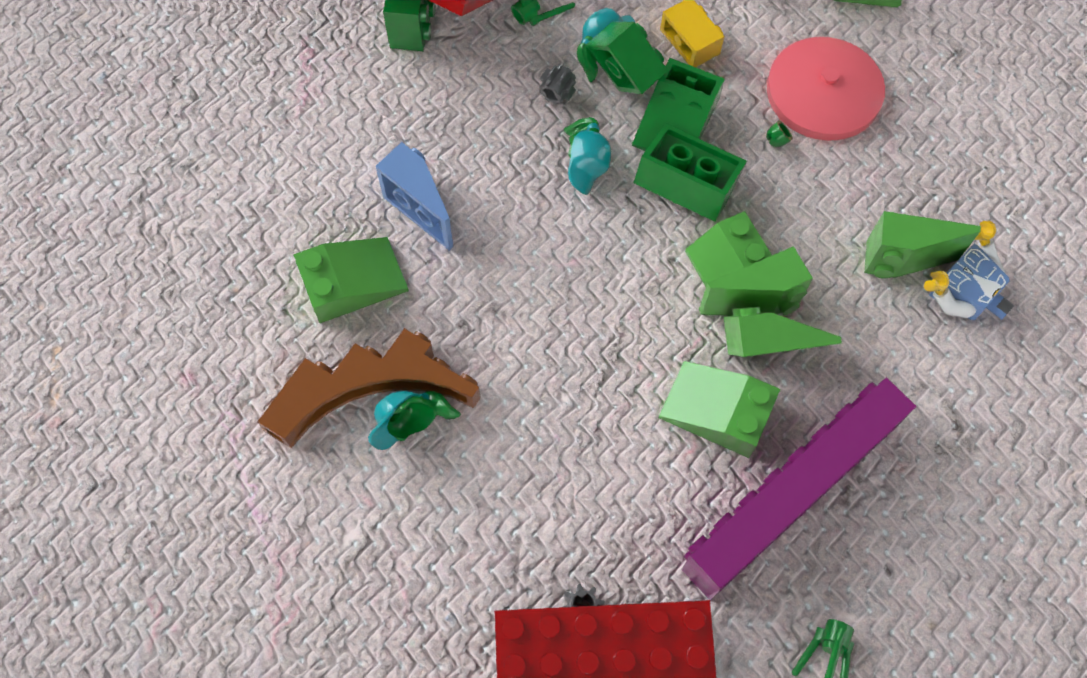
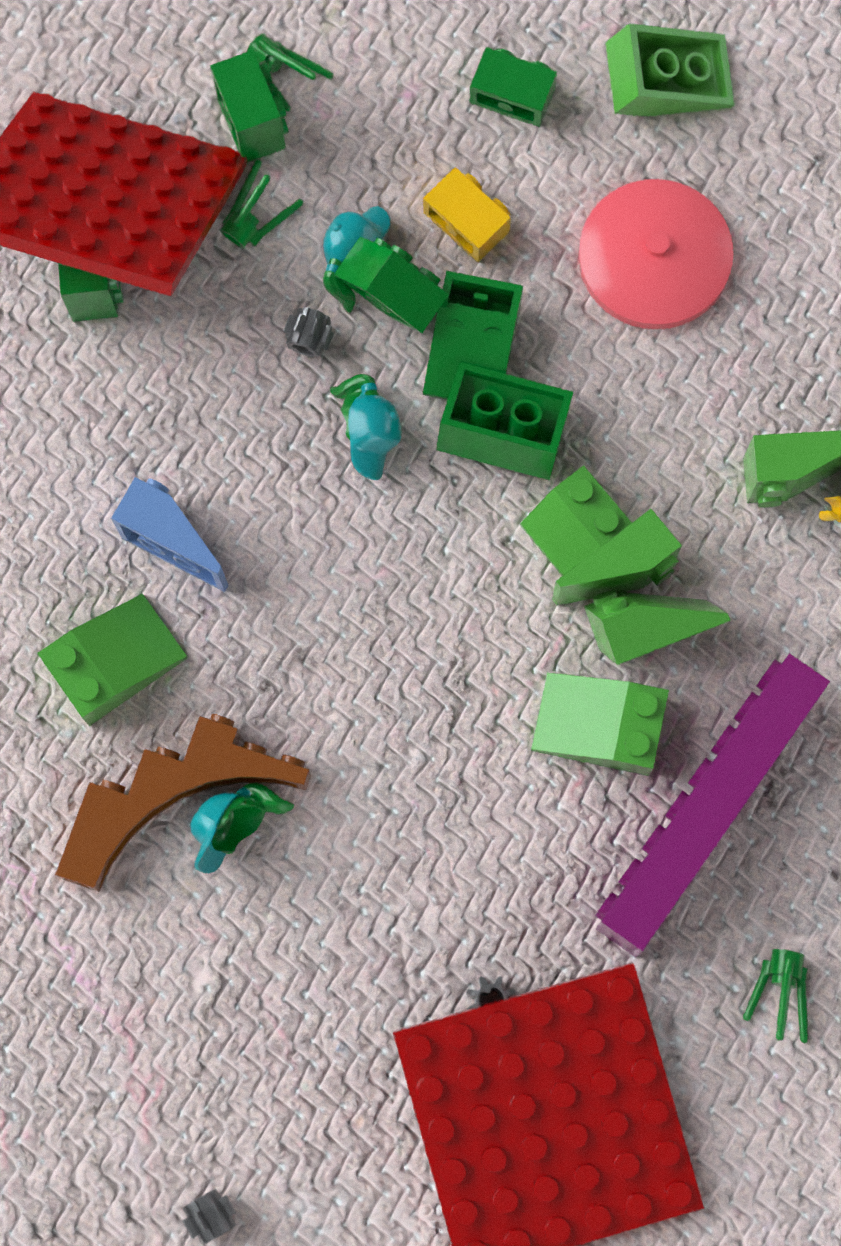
camera: 10 degrees left, 10 degrees up
(778, 135) = (608, 338): green hinge -> none

